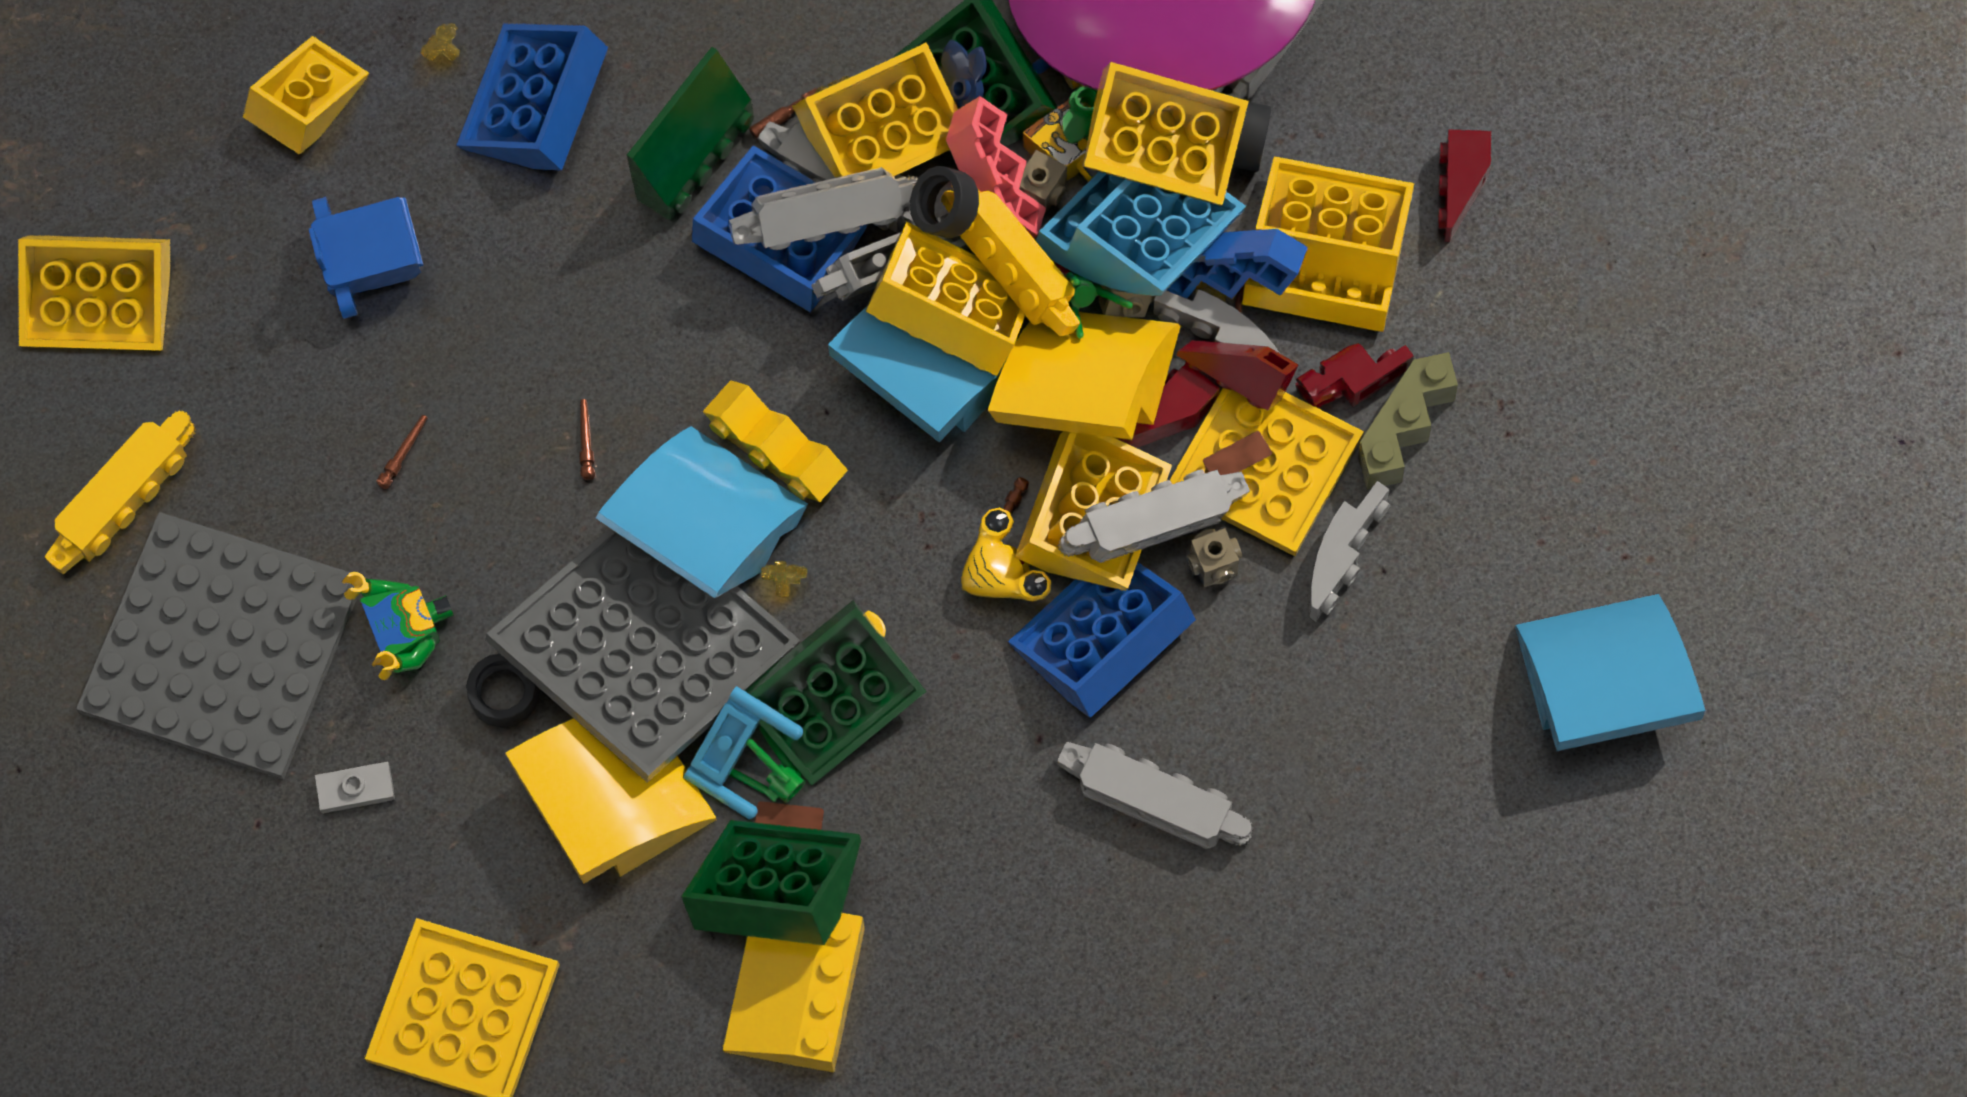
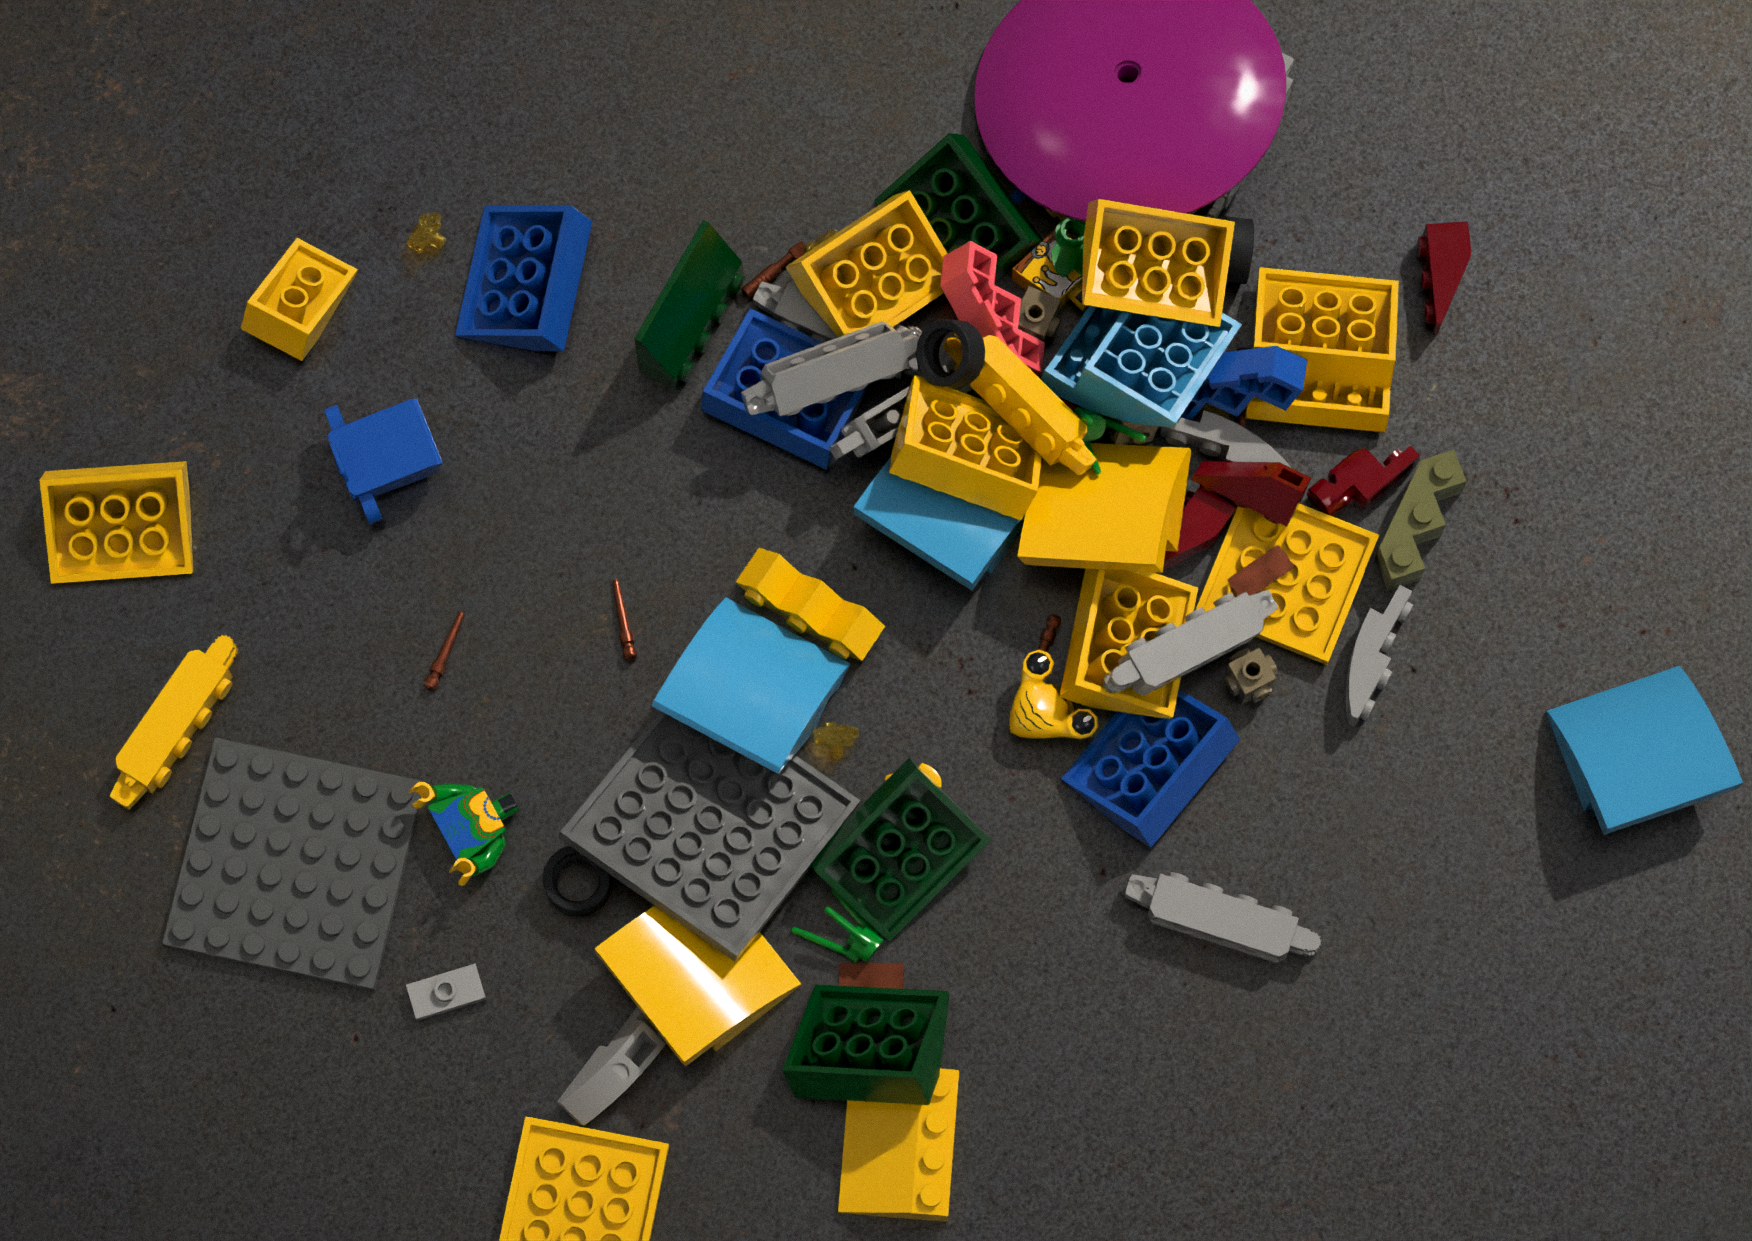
camera: 10 degrees left, 5 degrees up
(510, 880) = (612, 1069): none -> light grey slope
(726, 743) = (805, 911): dark azure plate -> none
(963, 72) = (948, 215): dark blue plate -> none

